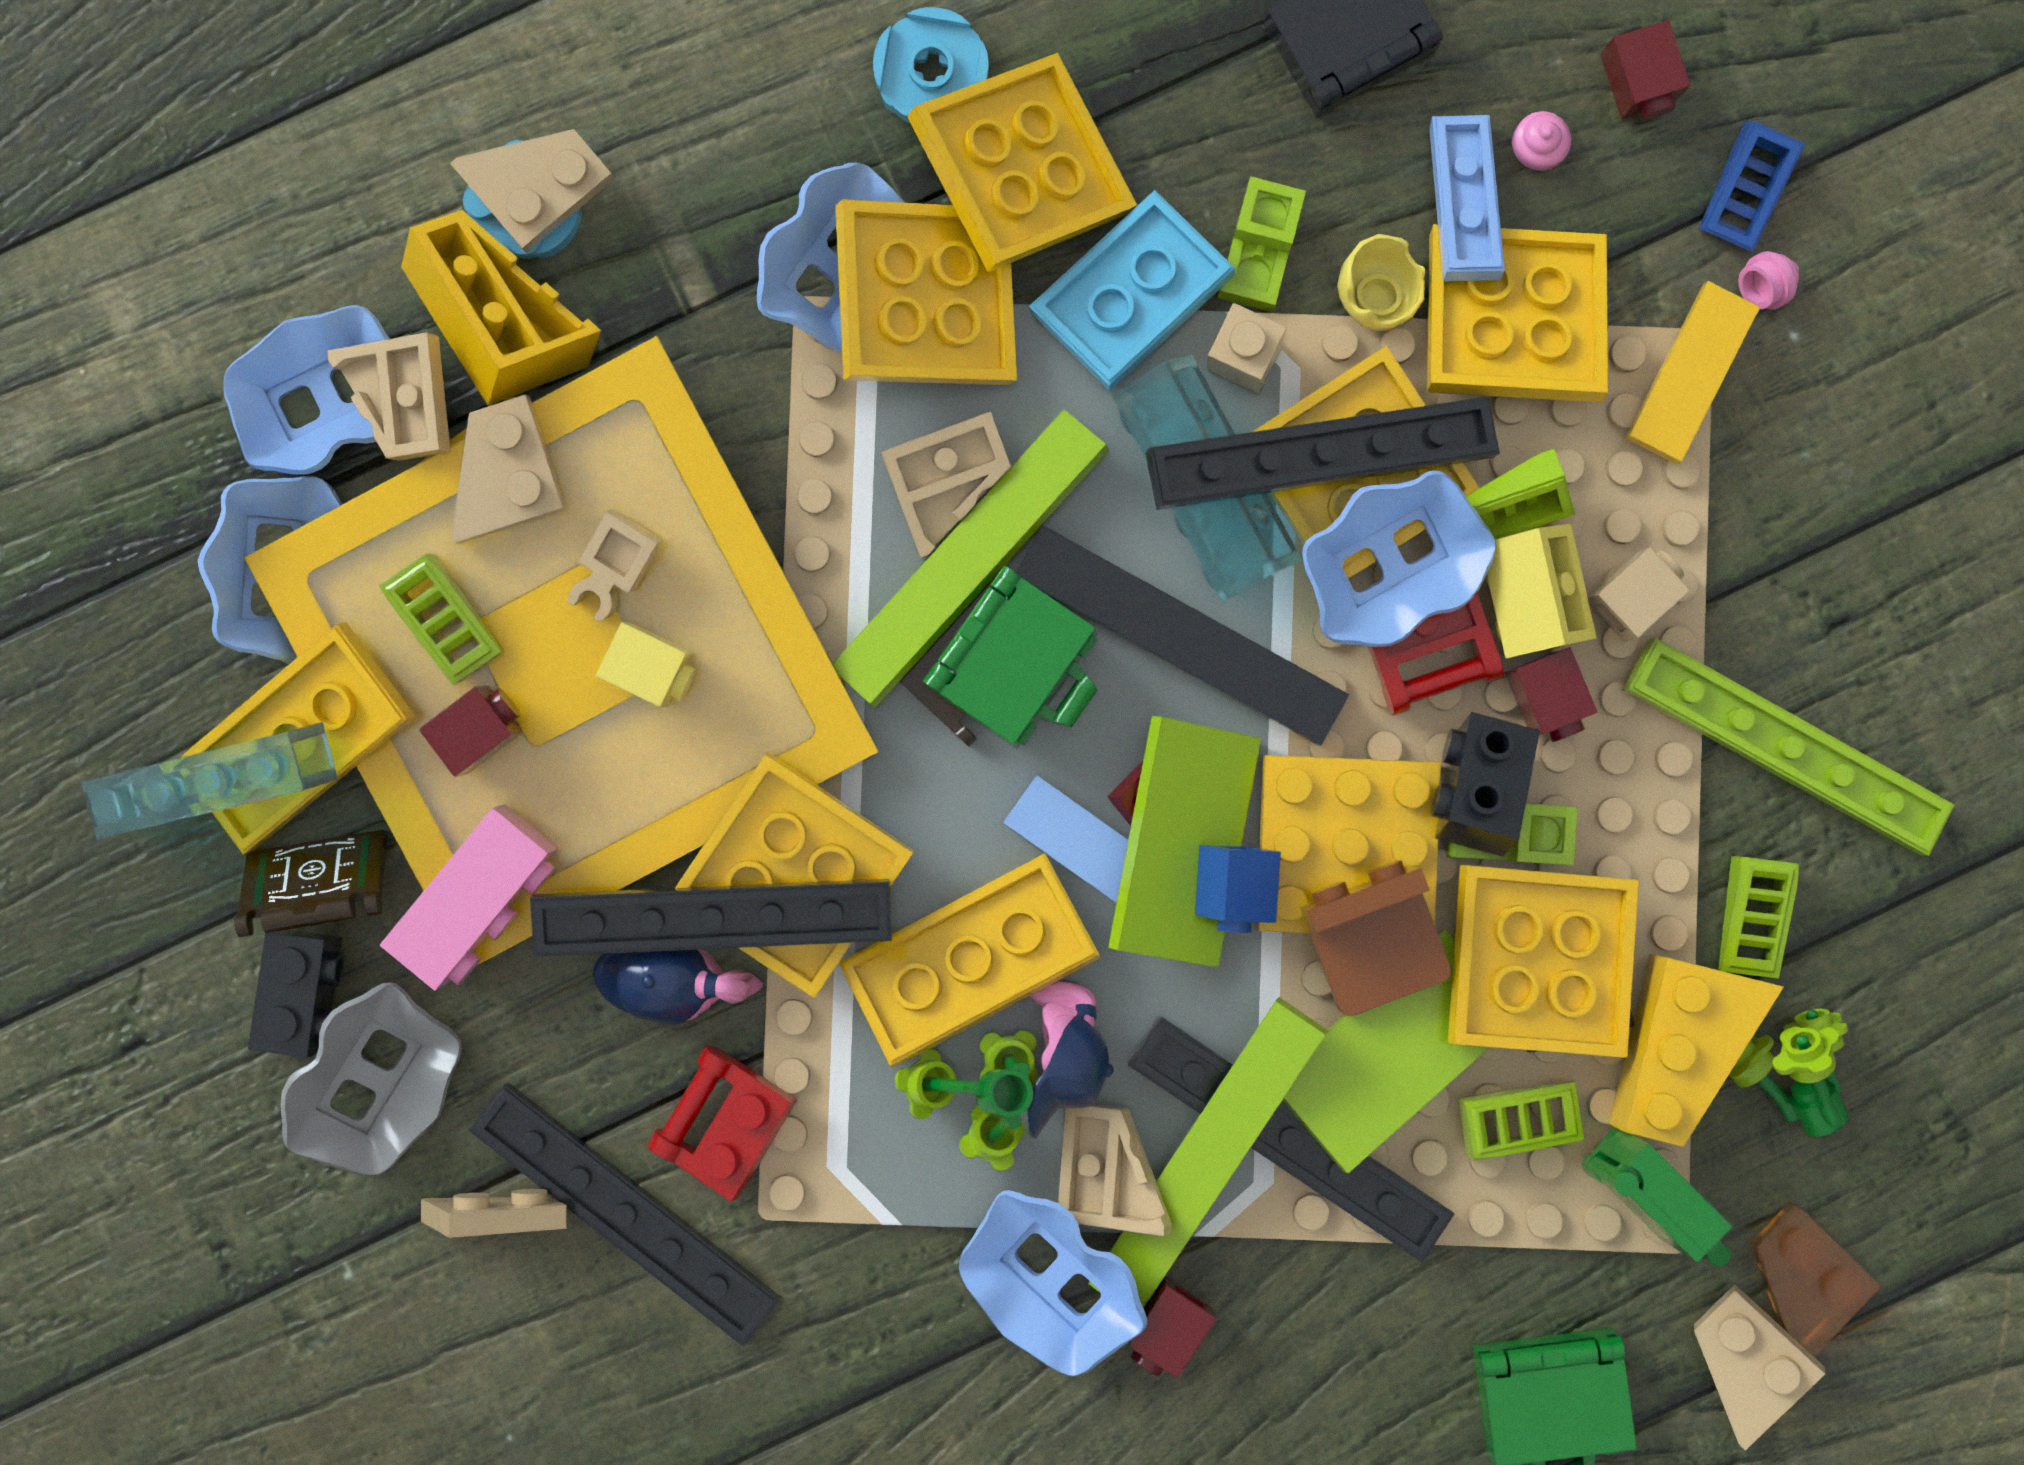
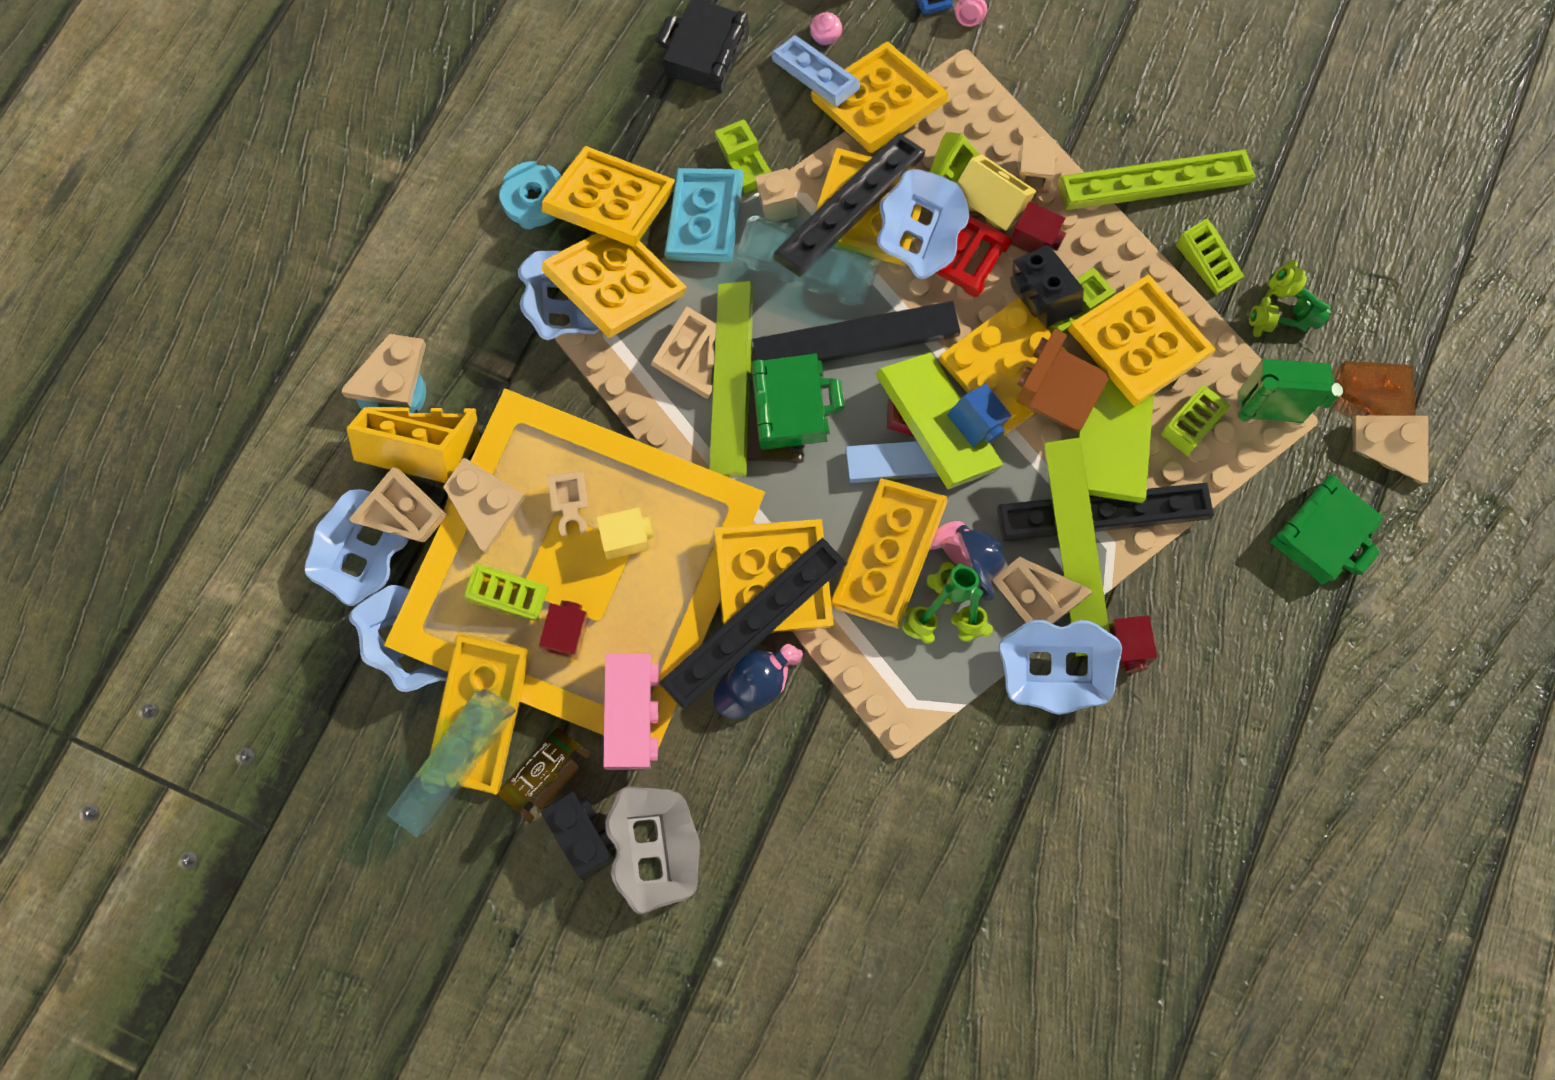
camera: 40 degrees left, 15 degrees down
(479, 1215) = (760, 864): tan wing -> none
(625, 1214) = (831, 812): black tile -> none
(737, 1133) = (852, 725): red plate -> none
(1381, 283) = (810, 130): light yellow hair -> none
(1684, 1045) = (1233, 322): yellow wedge -> none
(1692, 372) = (974, 65): yellow tile -> none

